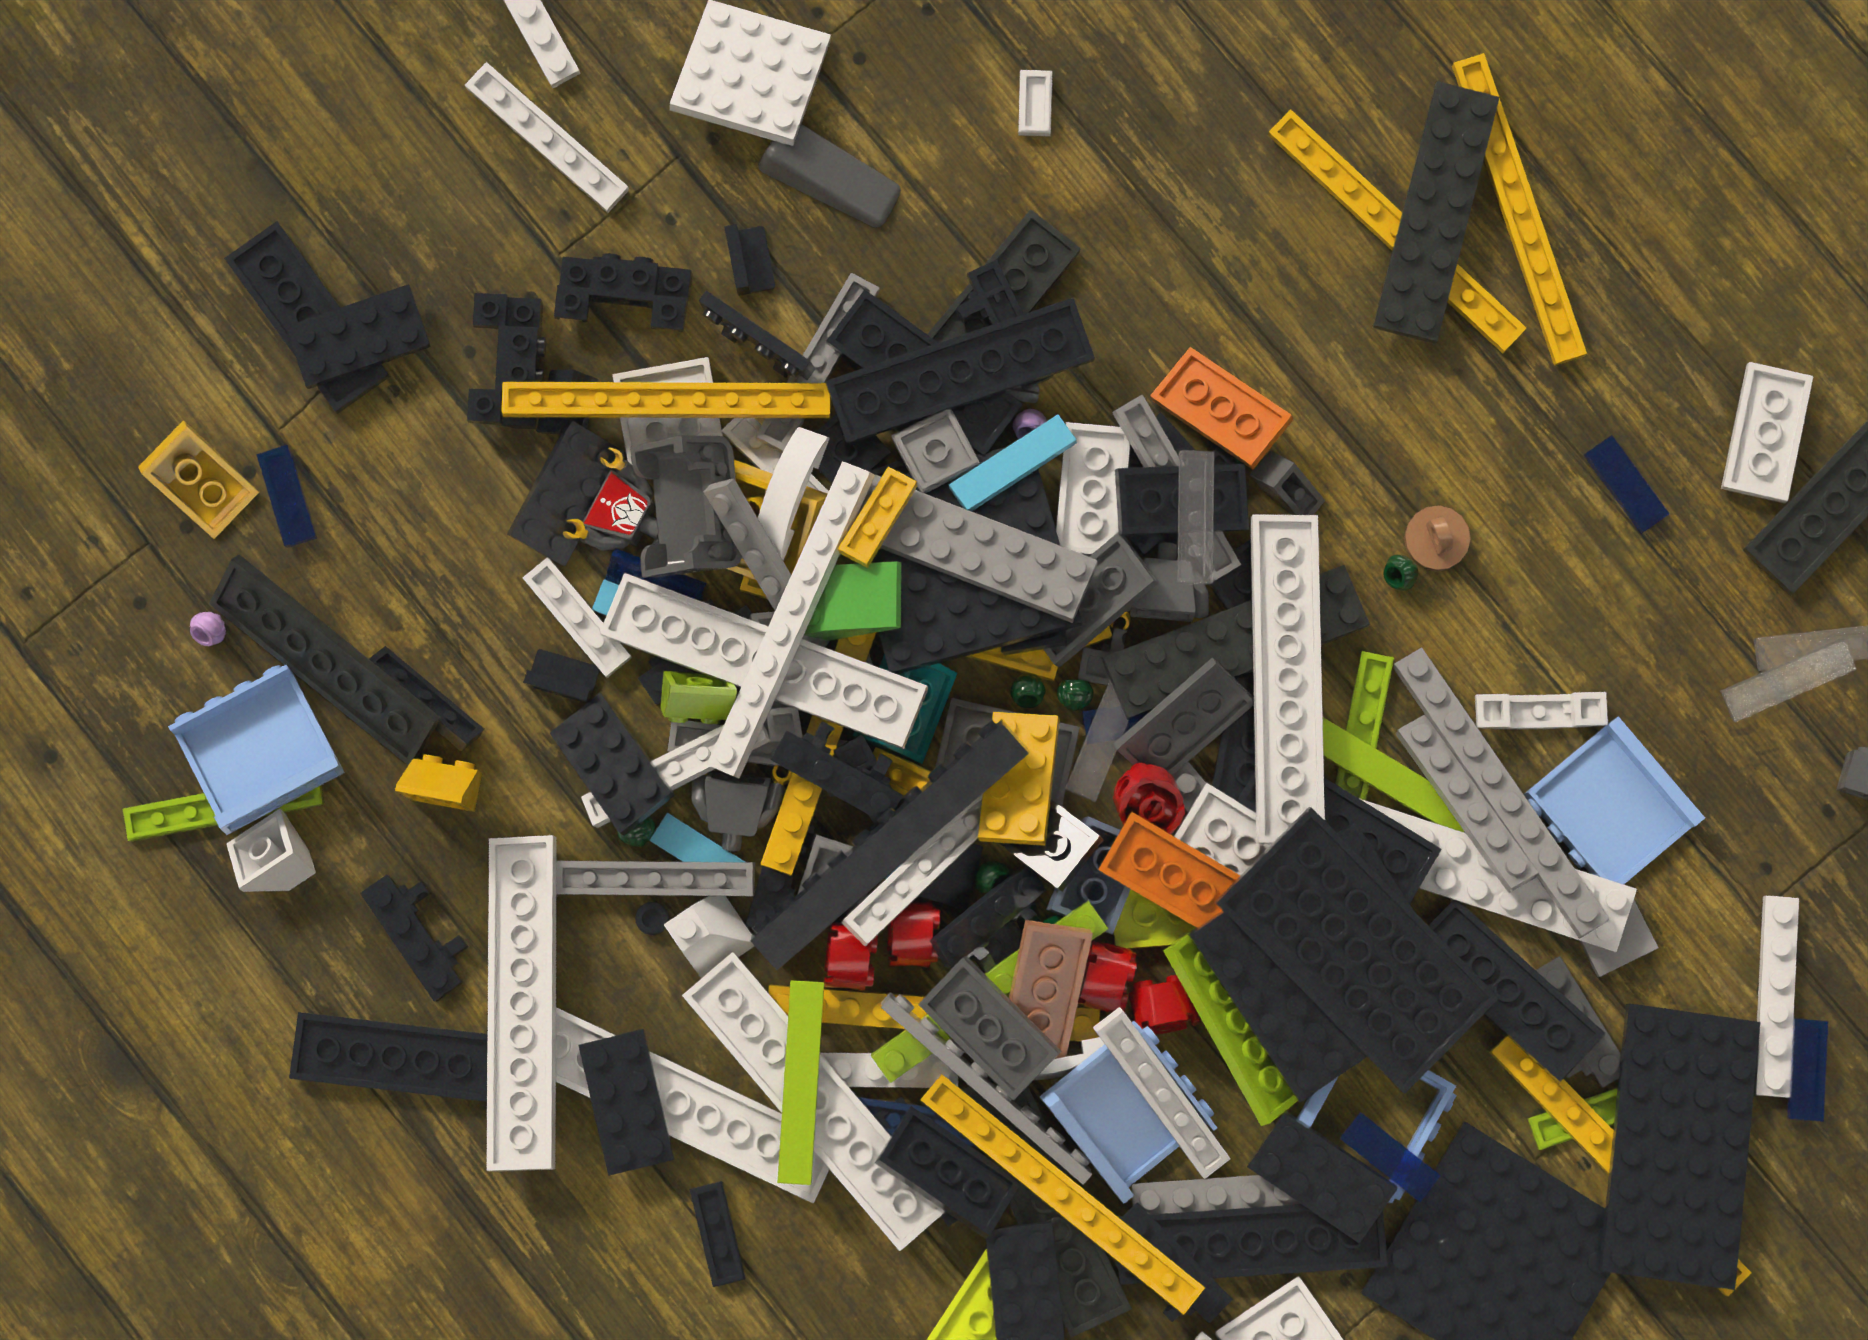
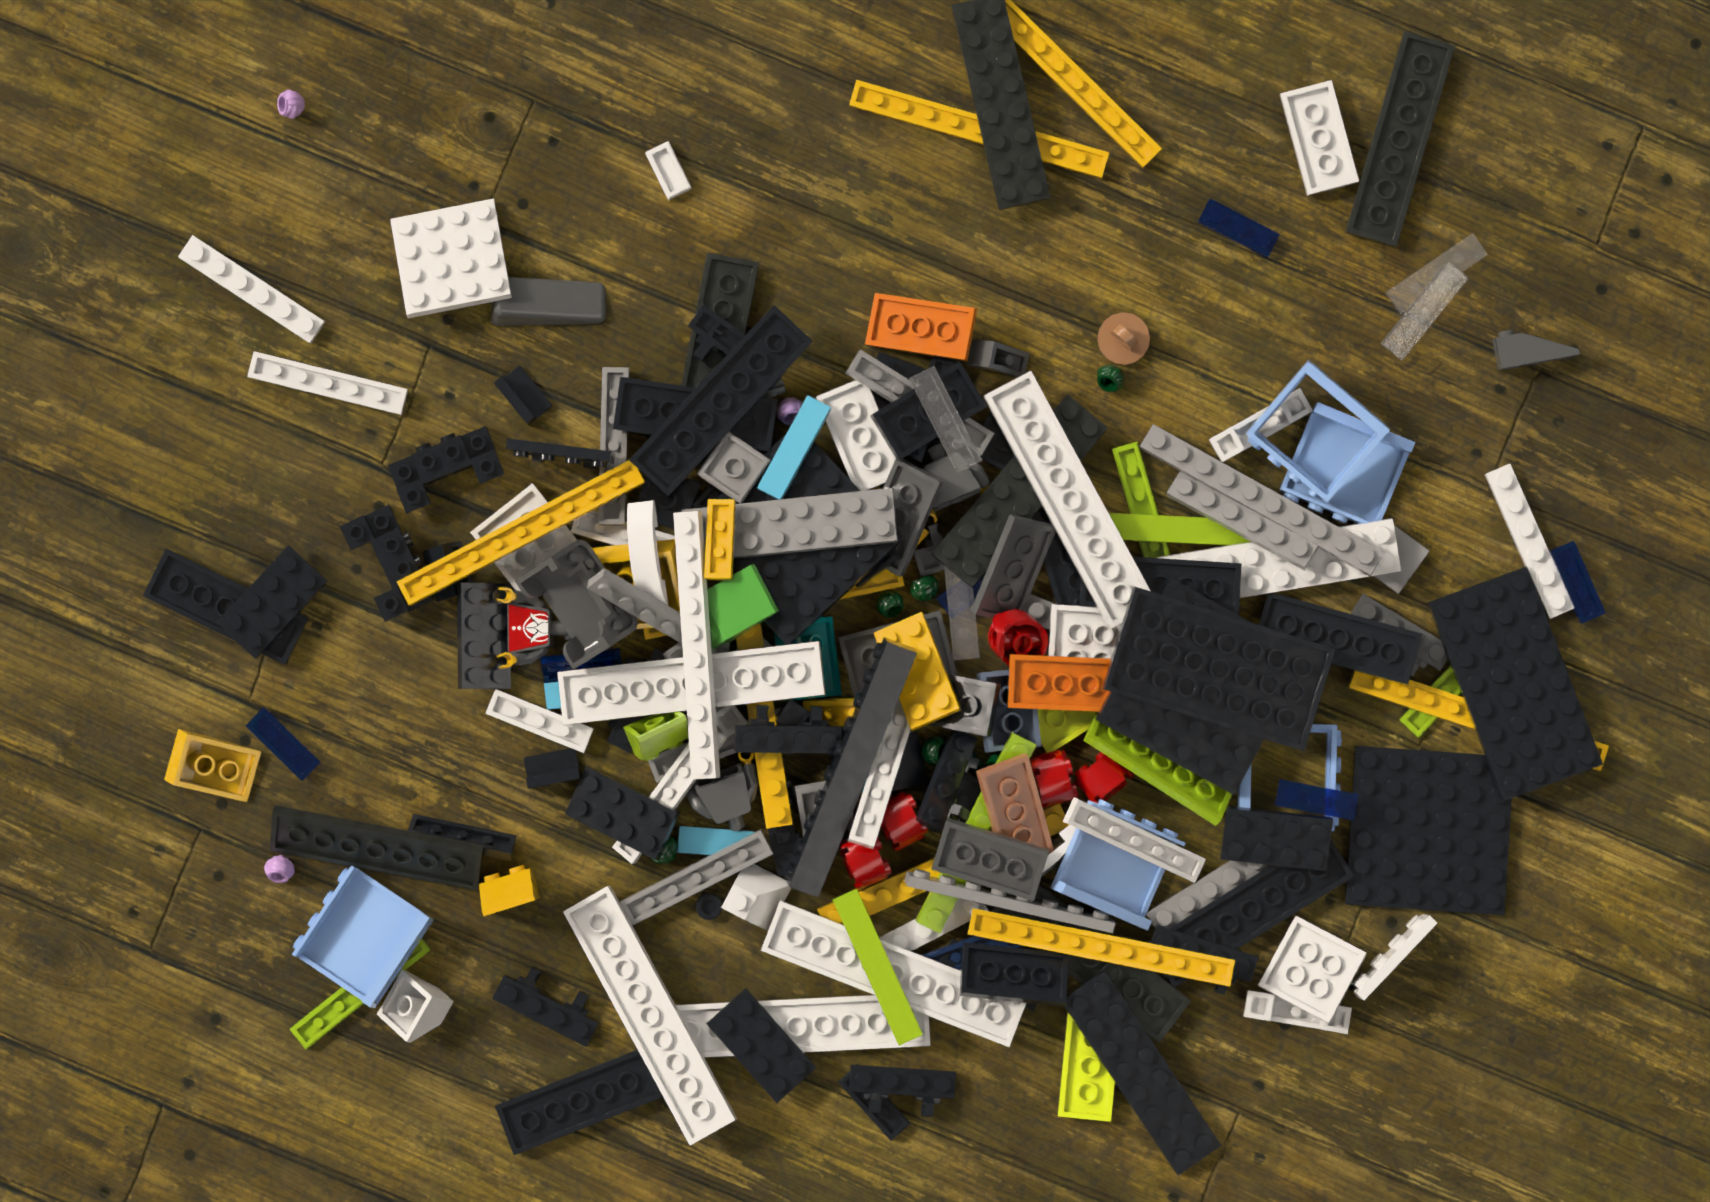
camera: 30 degrees left, 5 degrees up
(738, 1214) = (878, 1082): none -> black hinge
(1554, 782) = (1297, 473): none -> light blue window

